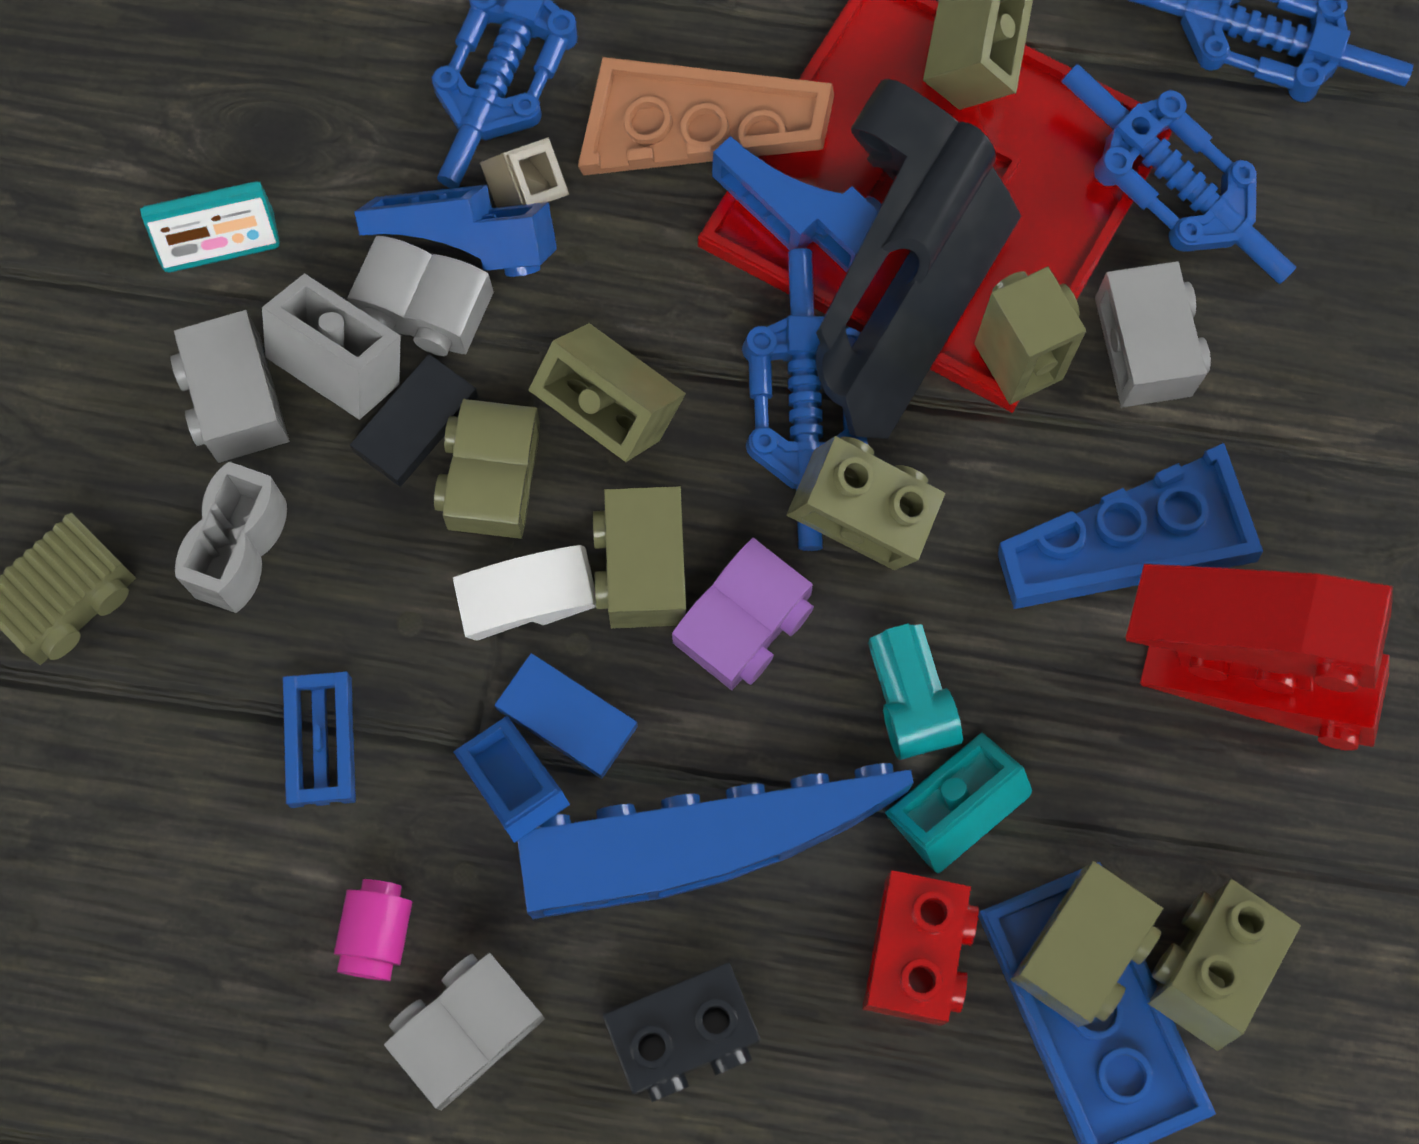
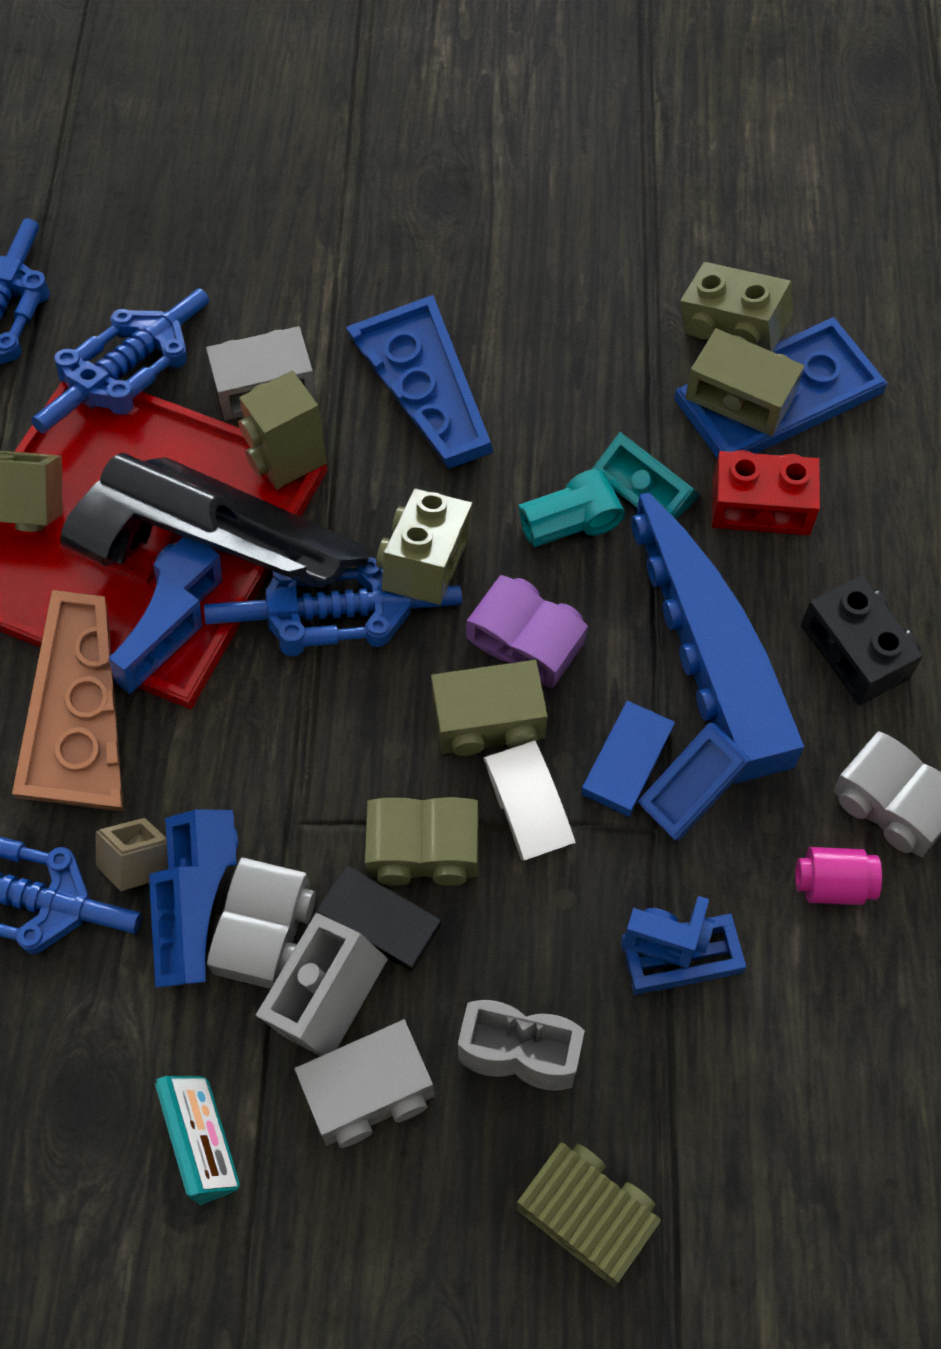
camera: 95 degrees left, 10 degrees down
(324, 700) = (664, 938): none -> blue bracket
(606, 391) = (347, 746): olive brick -> none
(1268, 646) = (522, 259): red wedge -> none

